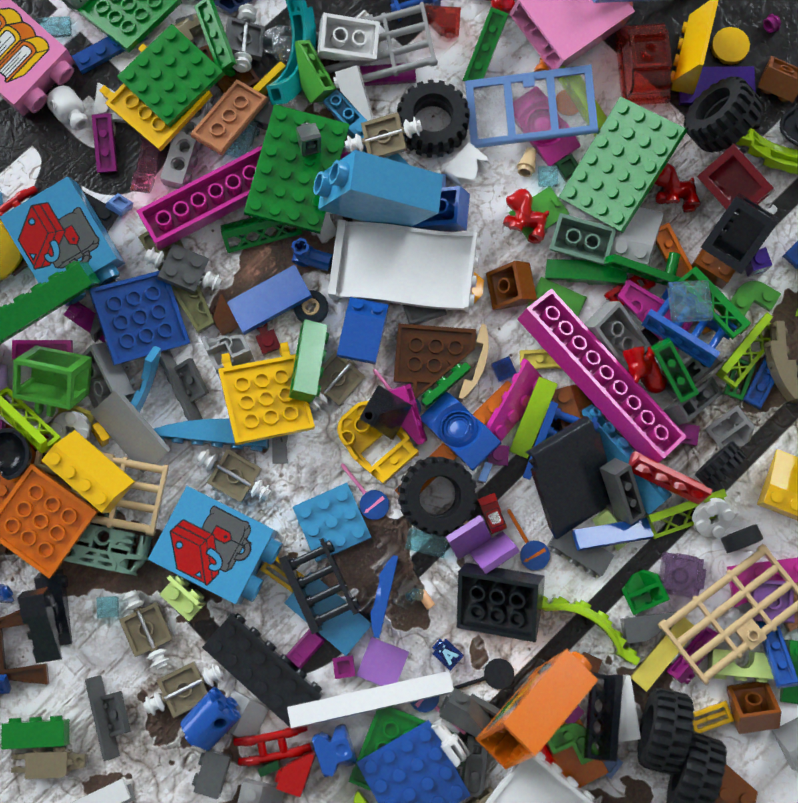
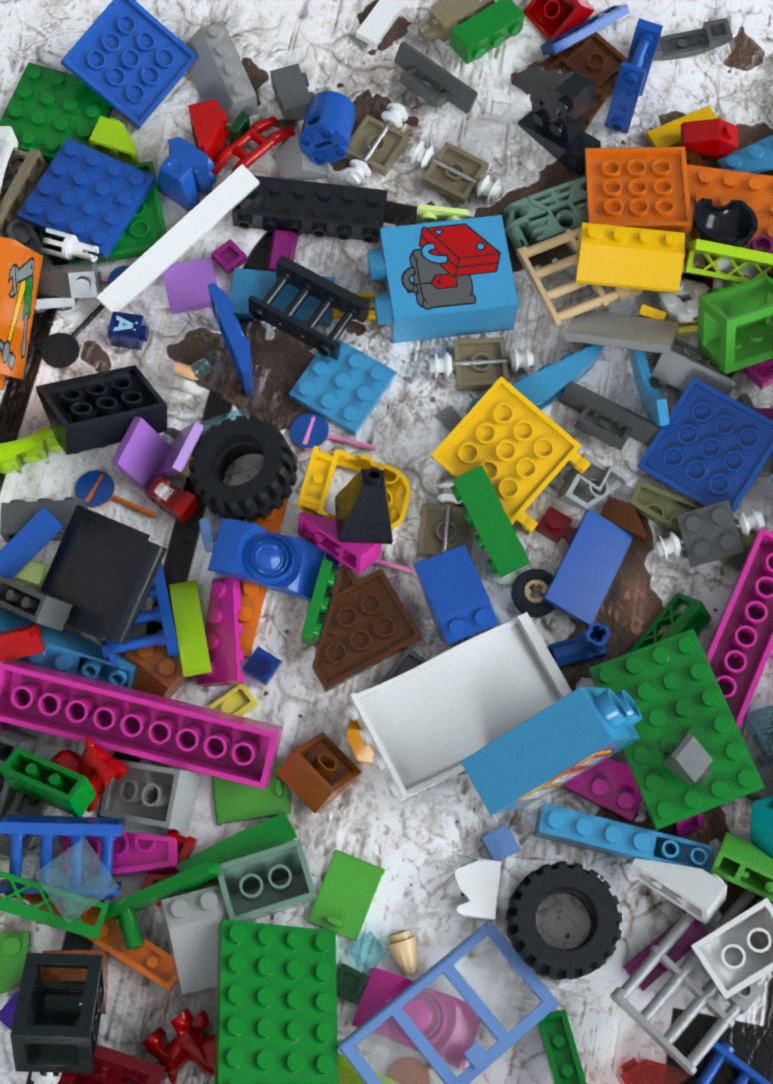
camera: 140 degrees right, 10 degrees down
(107, 607) = (509, 172): clear light blue tile -> none
(384, 135) = (602, 839): dark tan plate -> none
(452, 211) = (461, 816): blue slope -> none
(482, 342) = (309, 679): tan slope -> none
(499, 456) = (199, 568): magenta plate -> none
(521, 204) = (374, 882): red animal -> none

